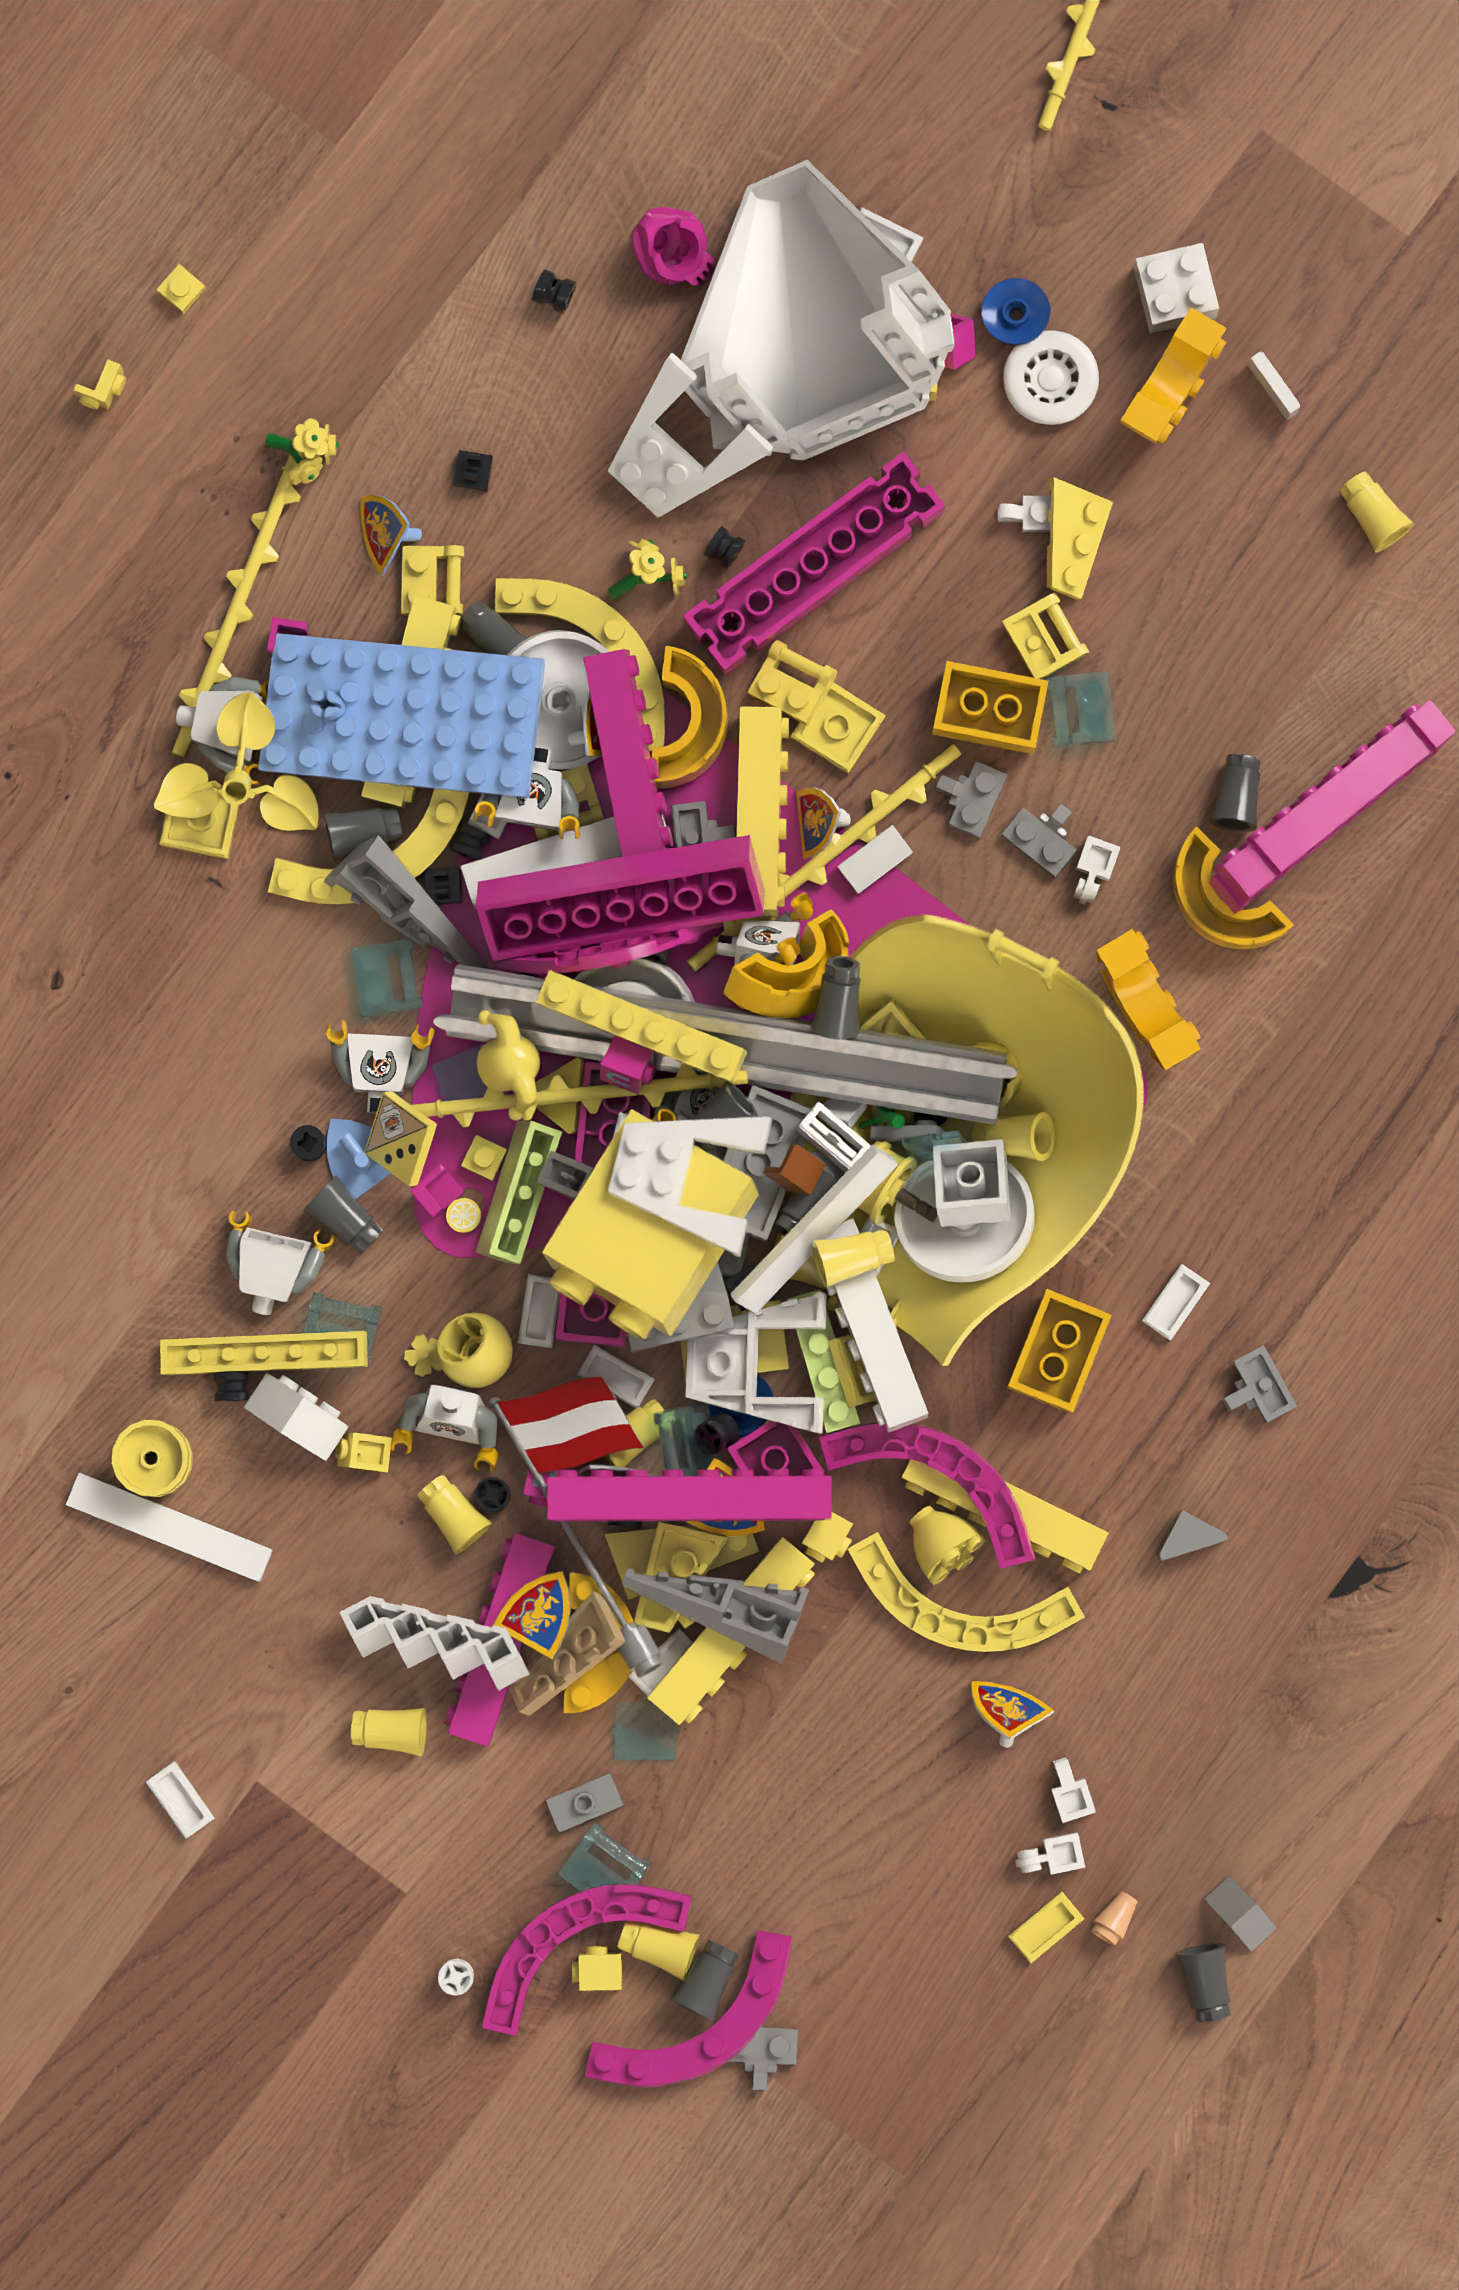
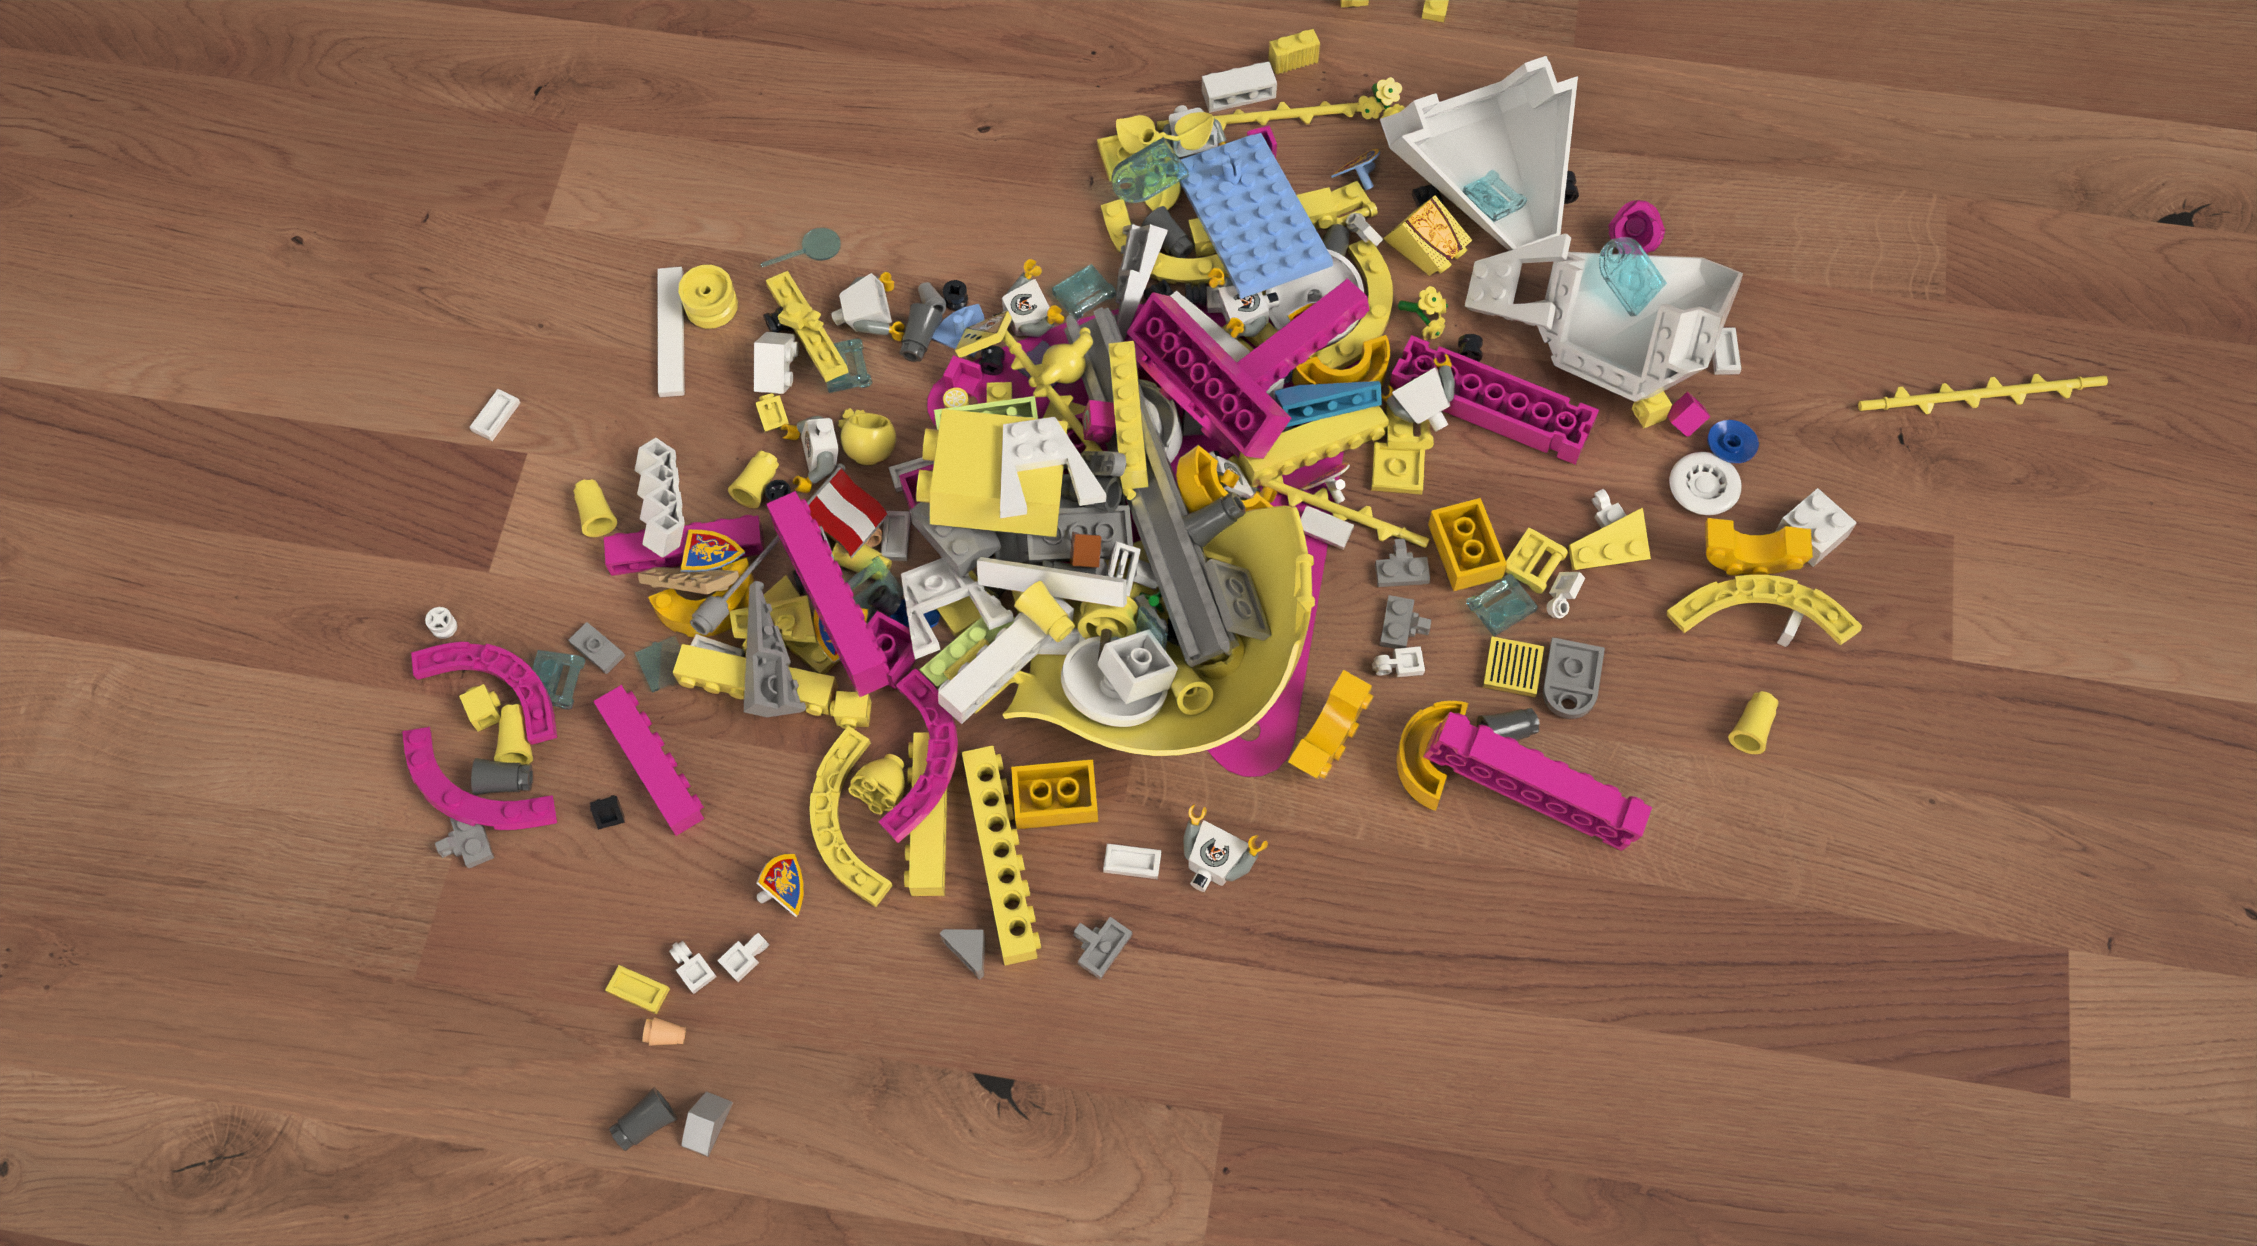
camera: 60 degrees right, 20 degrees down
(131, 1279) = (816, 244): none -> clear light blue piece
(159, 515) = (1294, 51): none -> light yellow brick
(175, 617) = (1239, 87): none -> white brick
(251, 1358) = (799, 315): none -> light yellow plate
(272, 812) = (1149, 172): none -> clear light blue plate
(300, 1177) = (931, 297): none -> light grey cone
(439, 1146) = (992, 360): none -> black wheel
(466, 355) = (1506, 127): none -> white piece
(493, 581) = (1357, 224): none -> white plate
(526, 401) = (1490, 201): none -> clear light blue plate
(539, 507) = (1429, 237): none -> slope
(702, 1083) = (1105, 463): none -> light grey beam
(715, 787) = (1322, 401): none -> dark azure slope
(744, 299) = (1631, 275): none -> clear light blue plate
(771, 1799) = (649, 760): none -> dark pink brick
(779, 650) = (1424, 396): none -> white torso
(813, 1874) = (607, 812): none -> black tile
(954, 1026) = (1237, 599): none -> light grey plate
(1099, 623) = (1565, 587): none -> white plate
(1163, 741) = (1513, 666): none -> light yellow tile
(1210, 681) = (1572, 674): none -> light grey plate
(1212, 1488) = (1014, 948): none -> light yellow brick
(1220, 1204) = (1216, 853): none -> torso
(1229, 398) = (1765, 589): none -> light yellow plate

